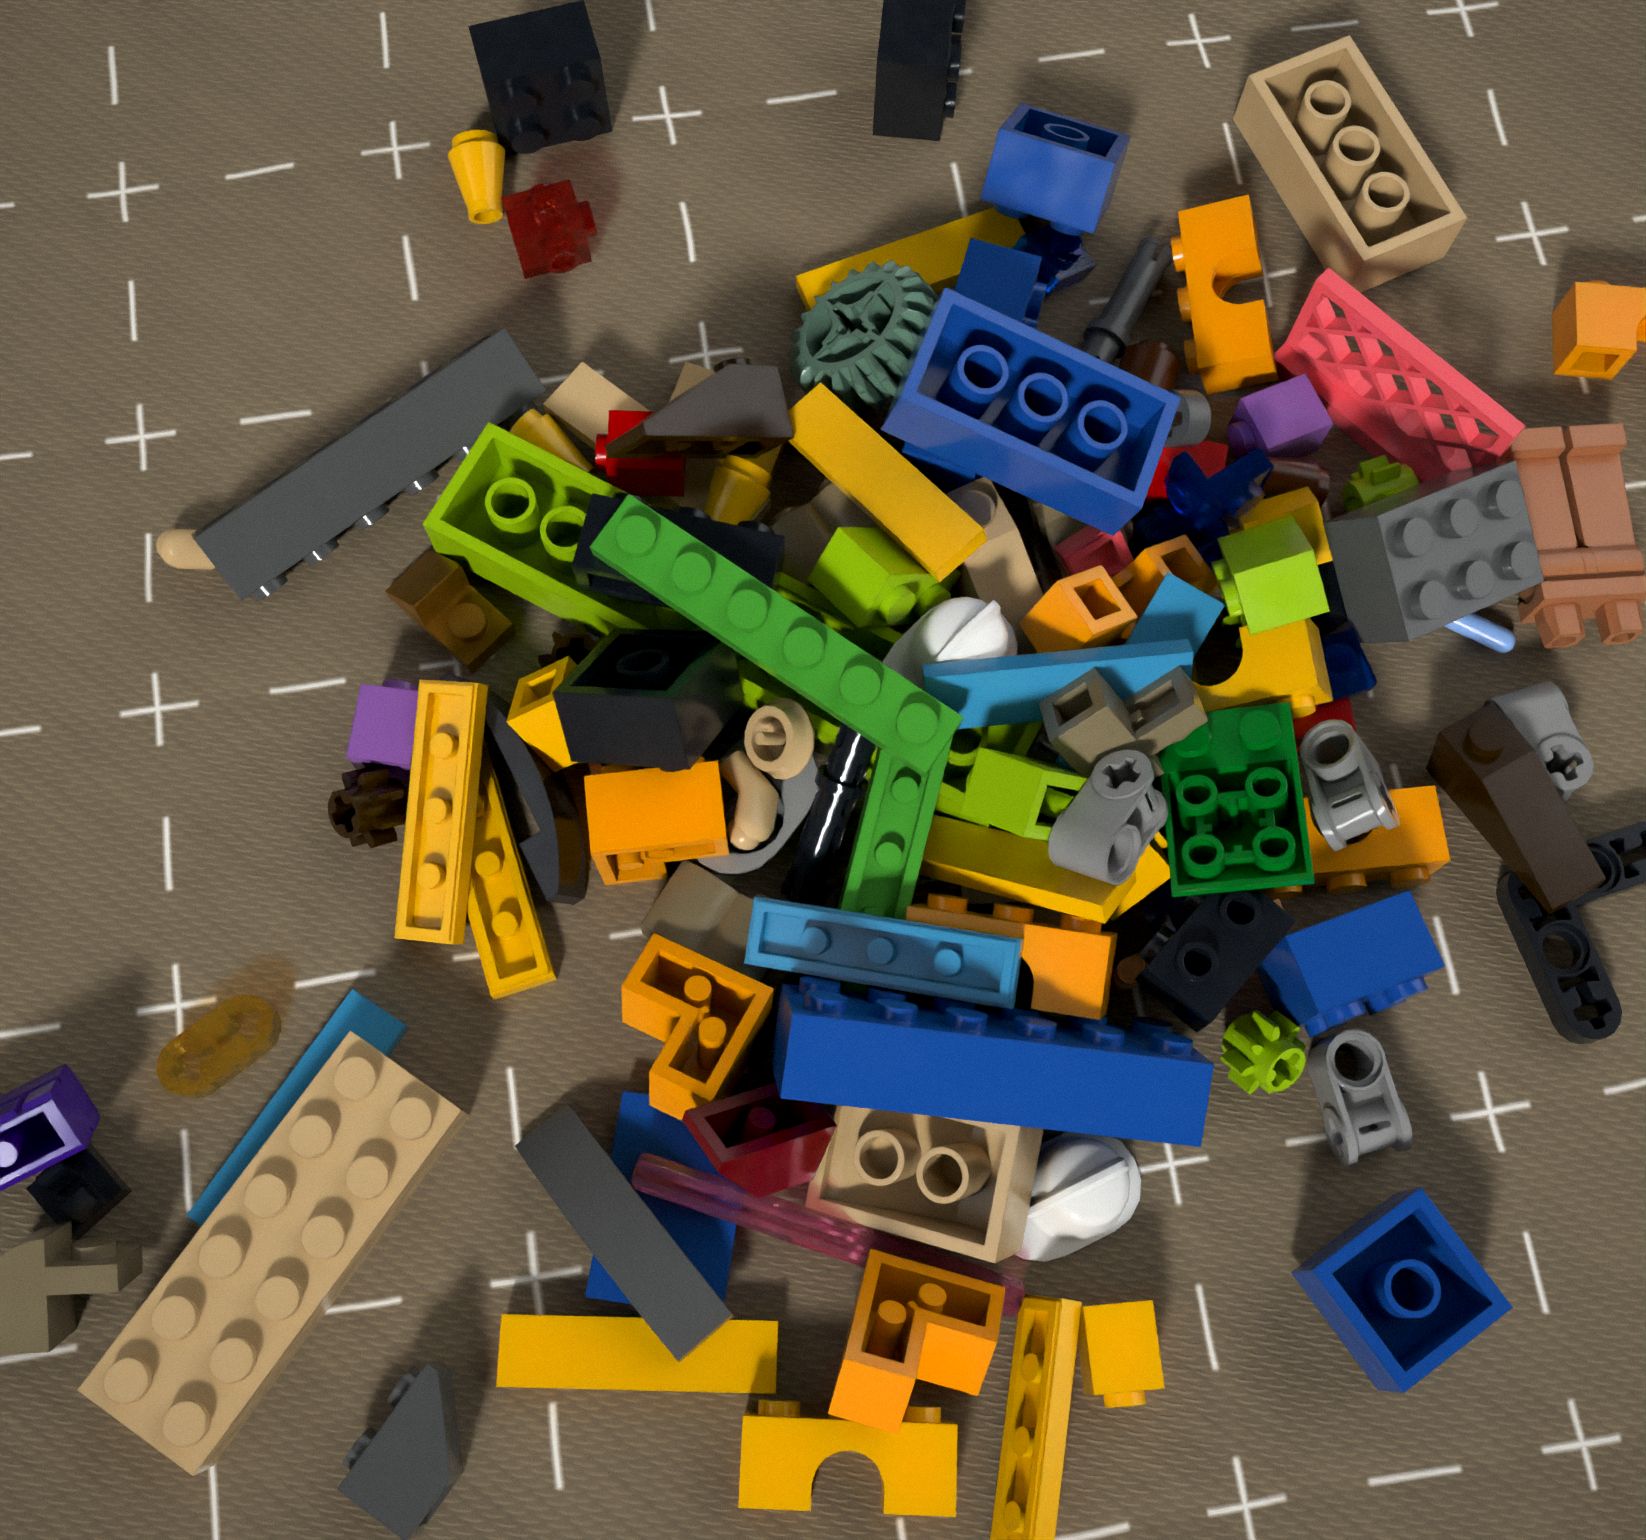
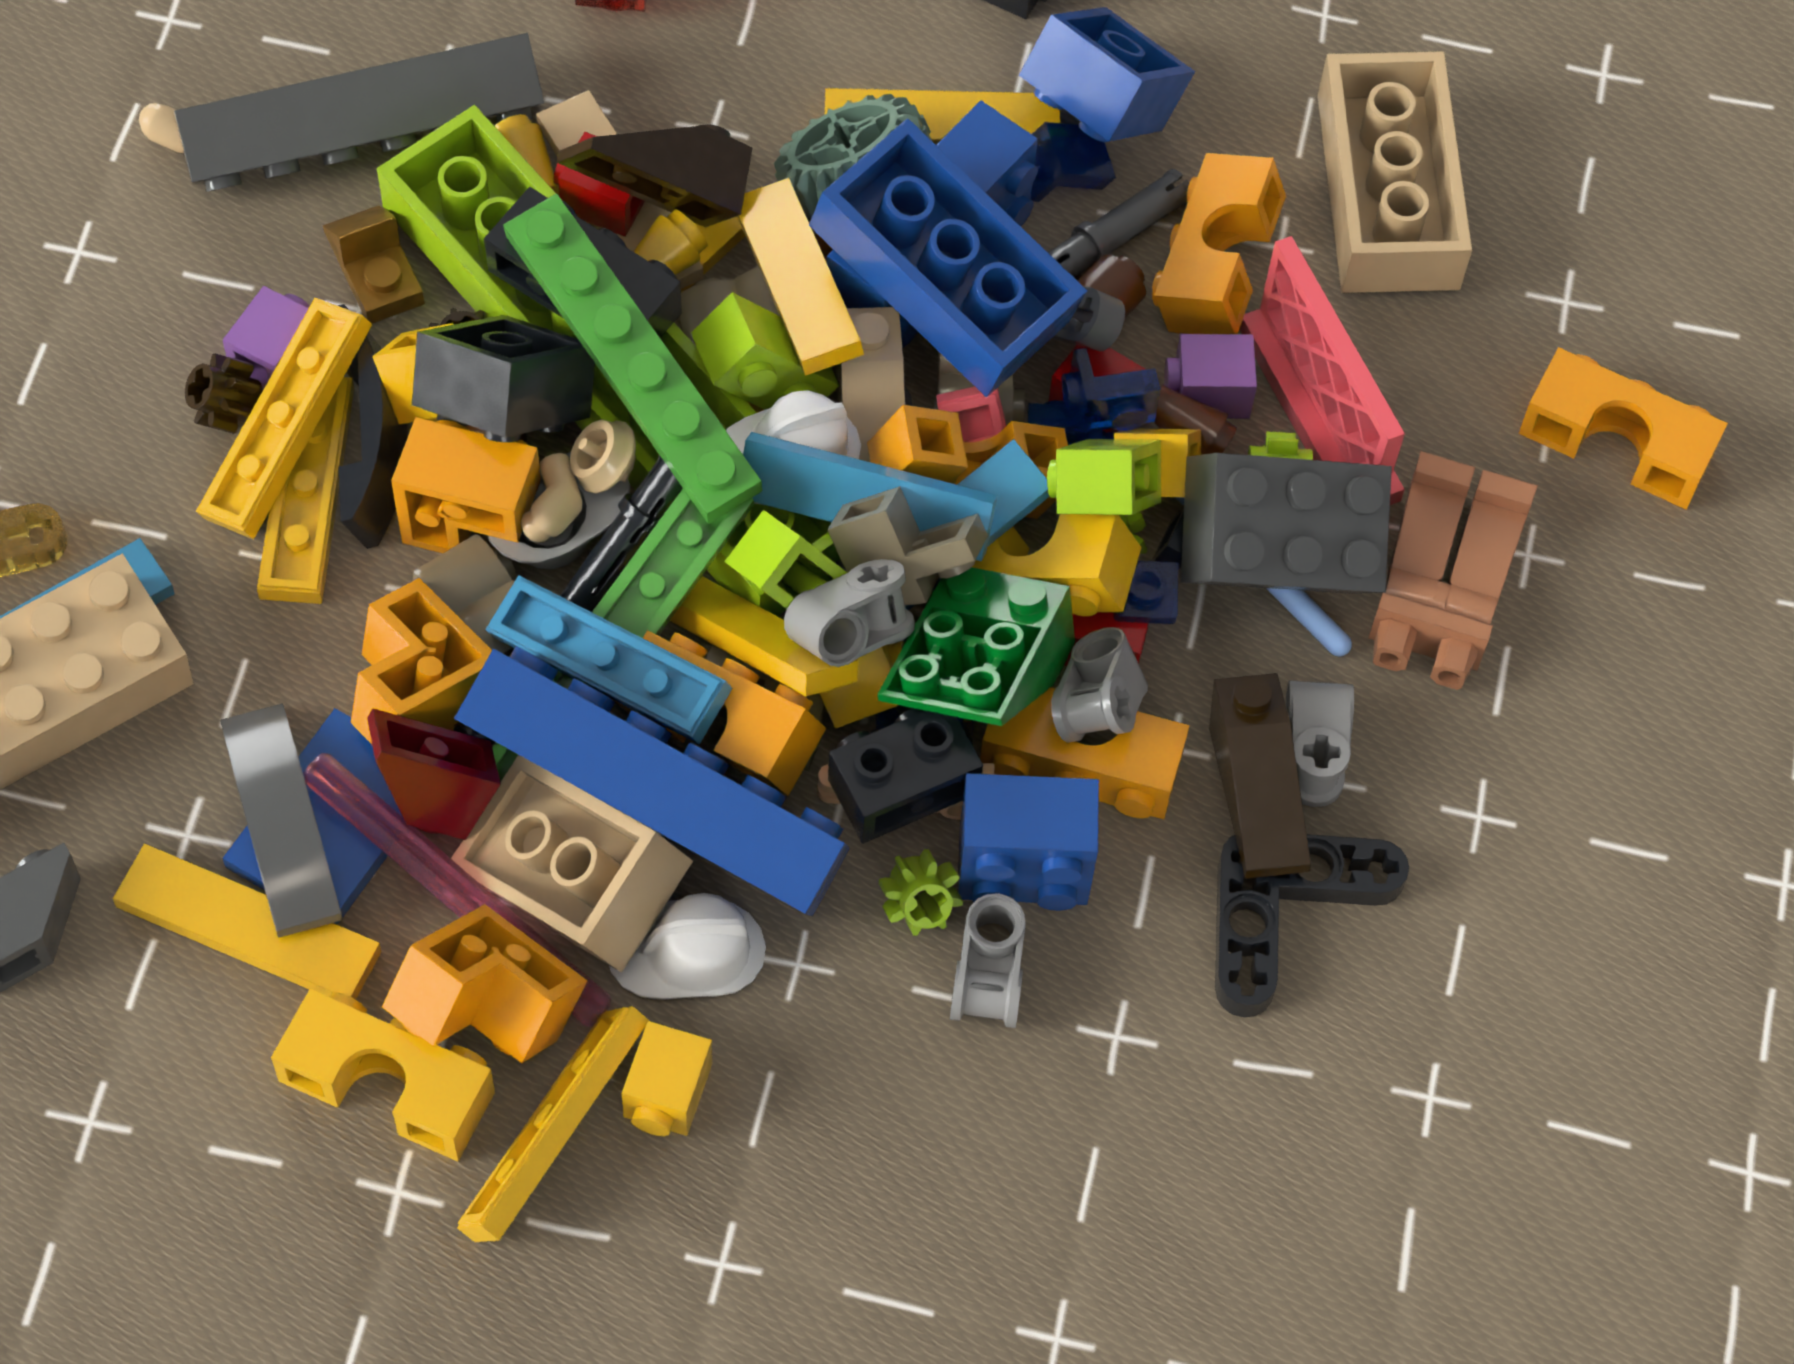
camera: 20 degrees right, 10 degrees down
(1401, 1290) = (940, 1124): blue brick -> none

